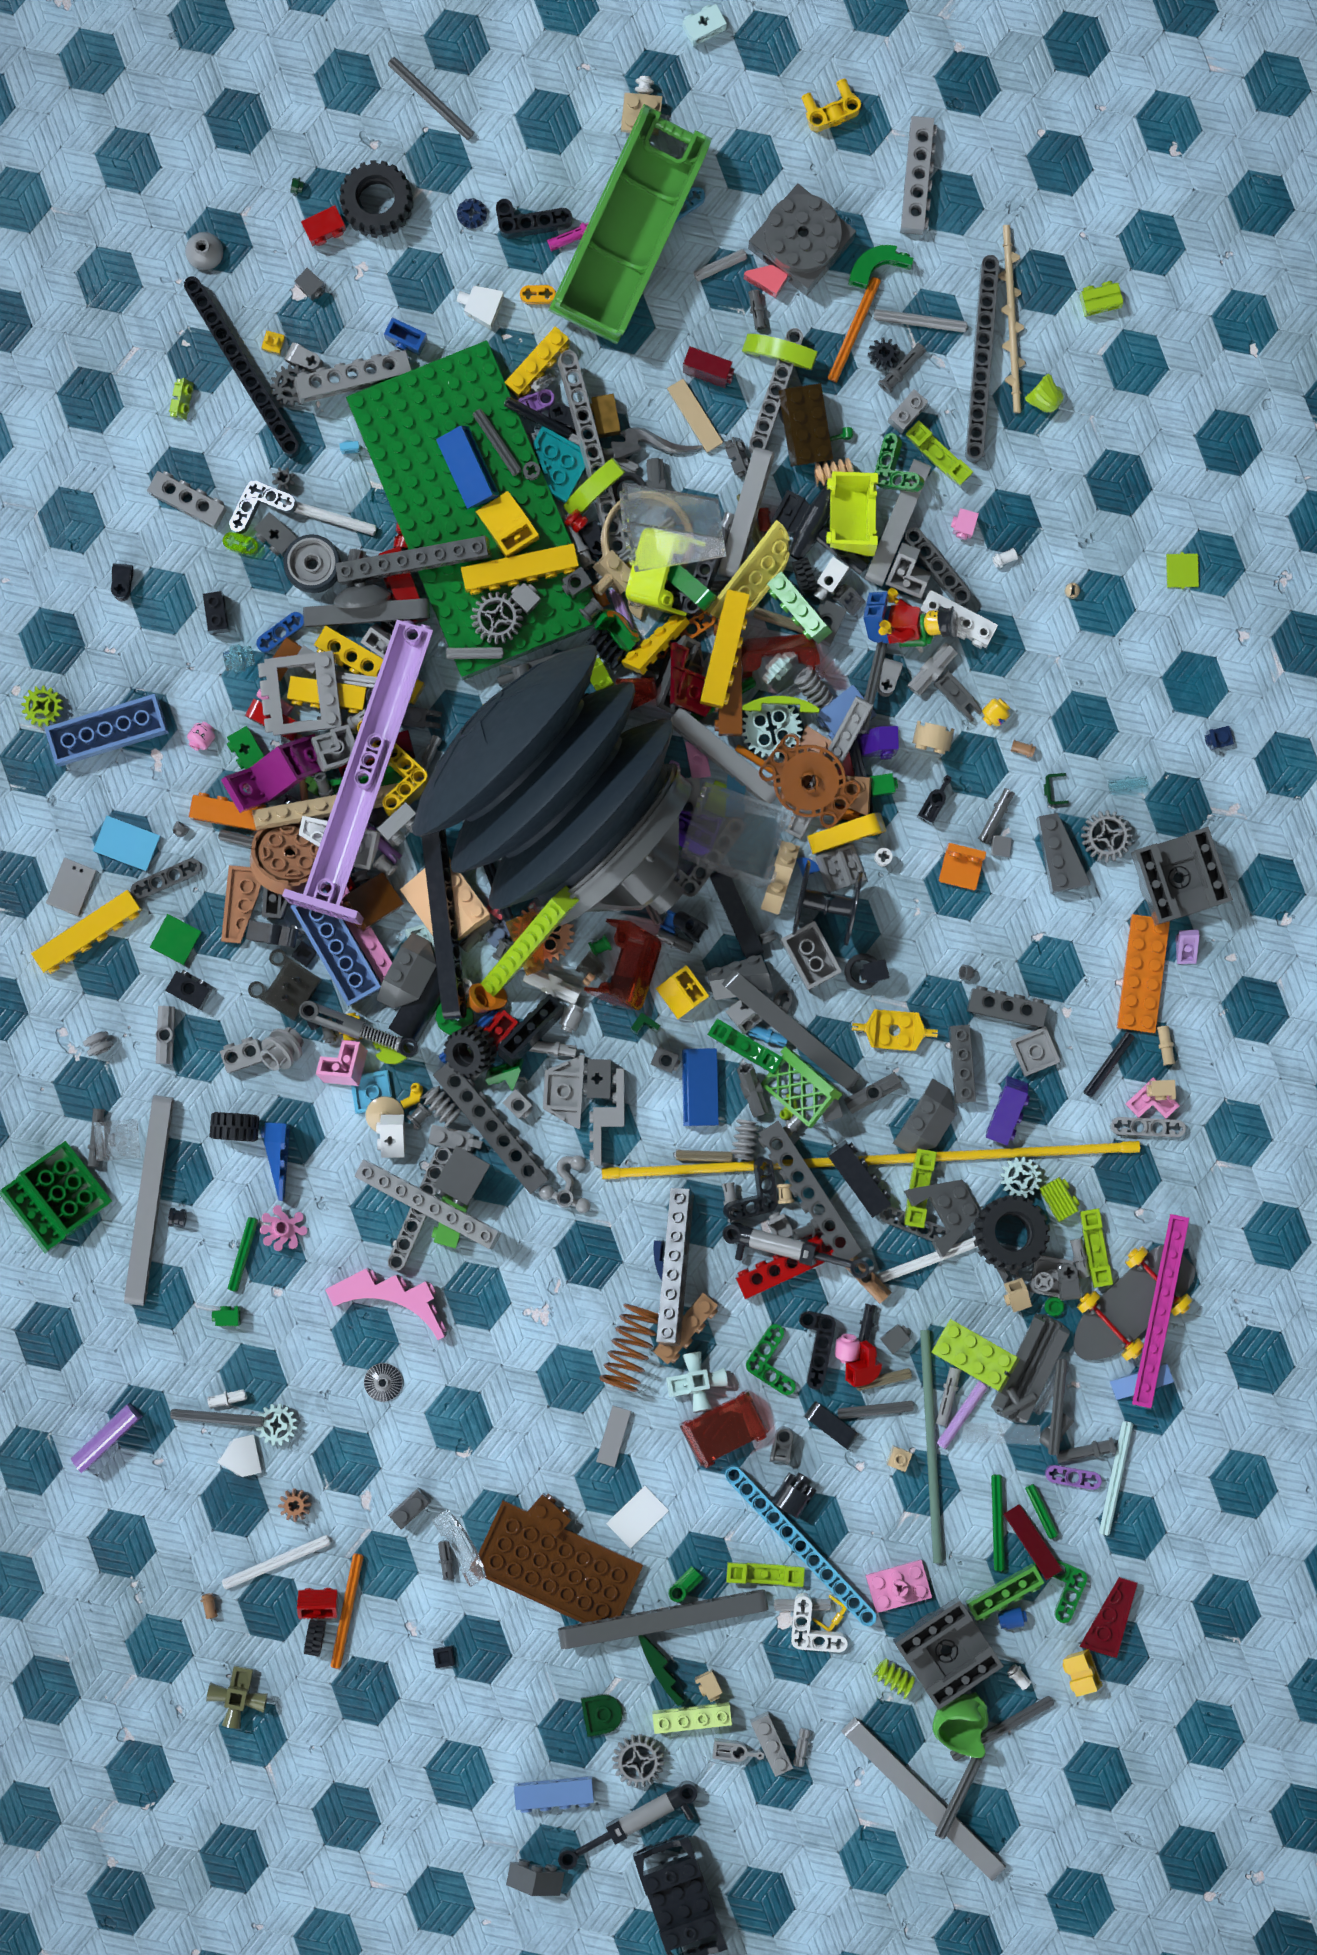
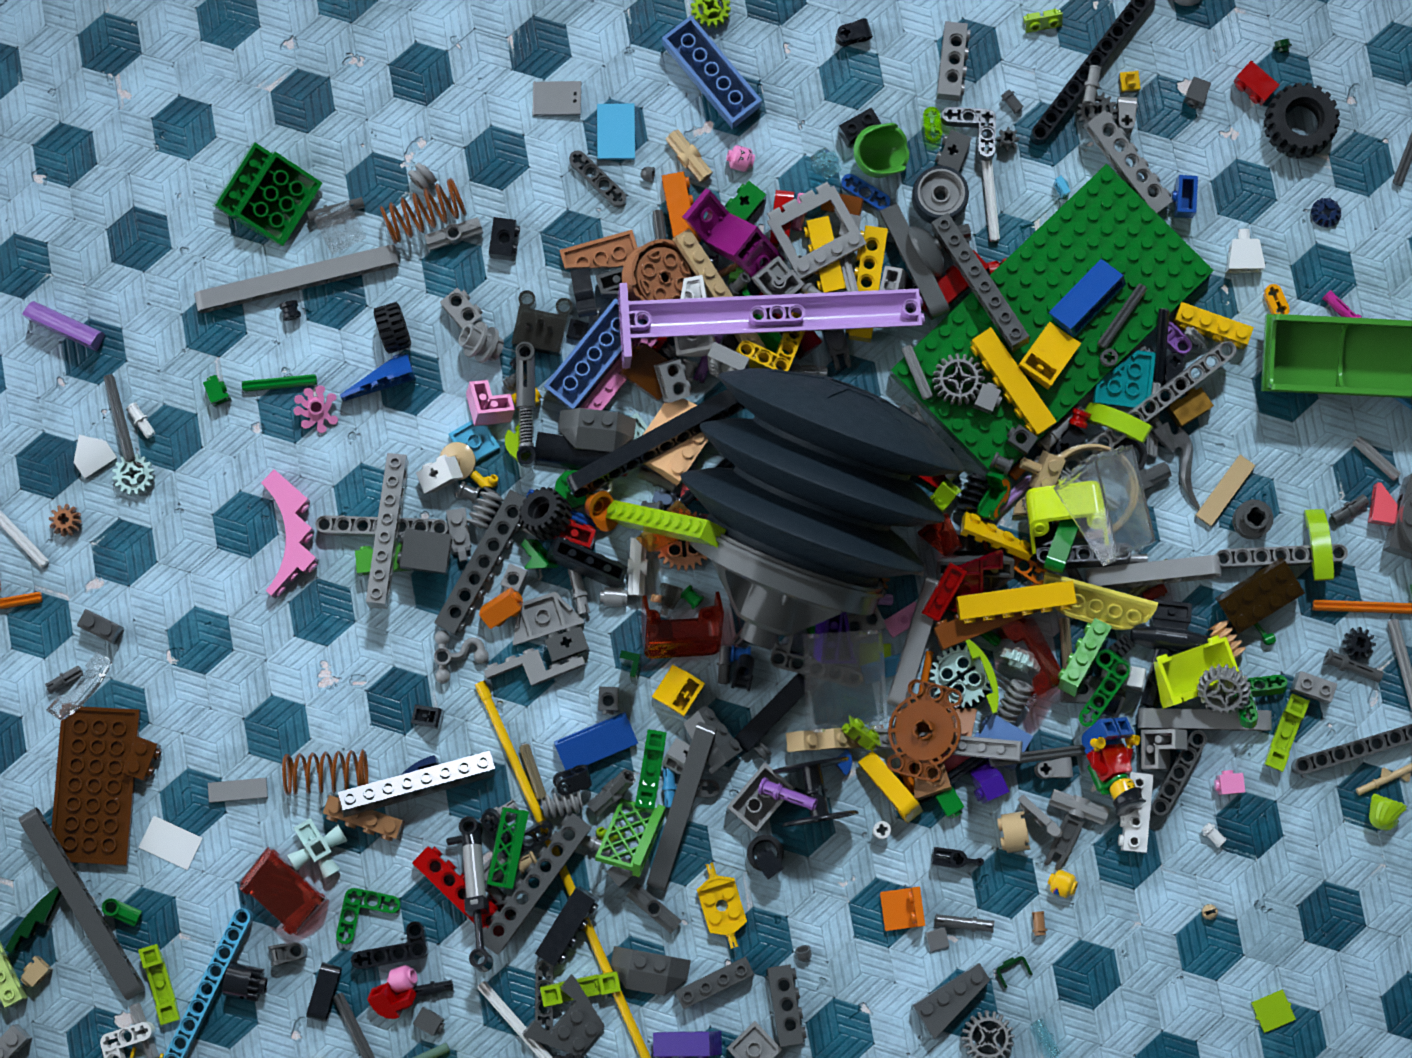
camera: 70 degrees right, 5 degrees down
(86, 932) = (520, 127): yellow brick -> none
(137, 1019) = (396, 237): none -> dark orange piece
(175, 939) = (545, 209): green tile -> none
(178, 784) = (689, 156): none -> tan piece
(248, 459) = (1012, 101): none -> dark grey pin
(249, 601) = (881, 150): none -> bright green piece
(265, 379) = (1092, 85): none -> light grey pin
(390, 1375) = (218, 559): dish -> none
(391, 888) = (668, 382): none -> light grey brick
(534, 218) = (1346, 270): black beam -> none
(541, 1126) = (501, 607): none -> orange brick
(614, 1234) = (427, 716): none -> black slope
(690, 711) = (944, 592): none -> red tile
(708, 367) = (1275, 482): dark red brick -> none
(727, 1120) = (574, 780): none -> black piece
(736, 390) = (1257, 509): none -> dark grey piece
(737, 449) = (1210, 540): dark grey hinge -> none
(771, 1199) = (514, 850): none -> green fence
(782, 841) = (857, 728): none -> lime hinge
(814, 935) = (779, 792): none -> medium lavender pin
(837, 604) = (1102, 691): none -> green beam
(839, 867) = (855, 793): light grey slope -> none
(874, 1286) = (470, 981): medium nougat piece -> none
(882, 500) = (1231, 682): none -> light grey gear
(888, 1378) = (389, 1030): dark tan axle -> none
(929, 708) = (1041, 818): none -> light grey hinge

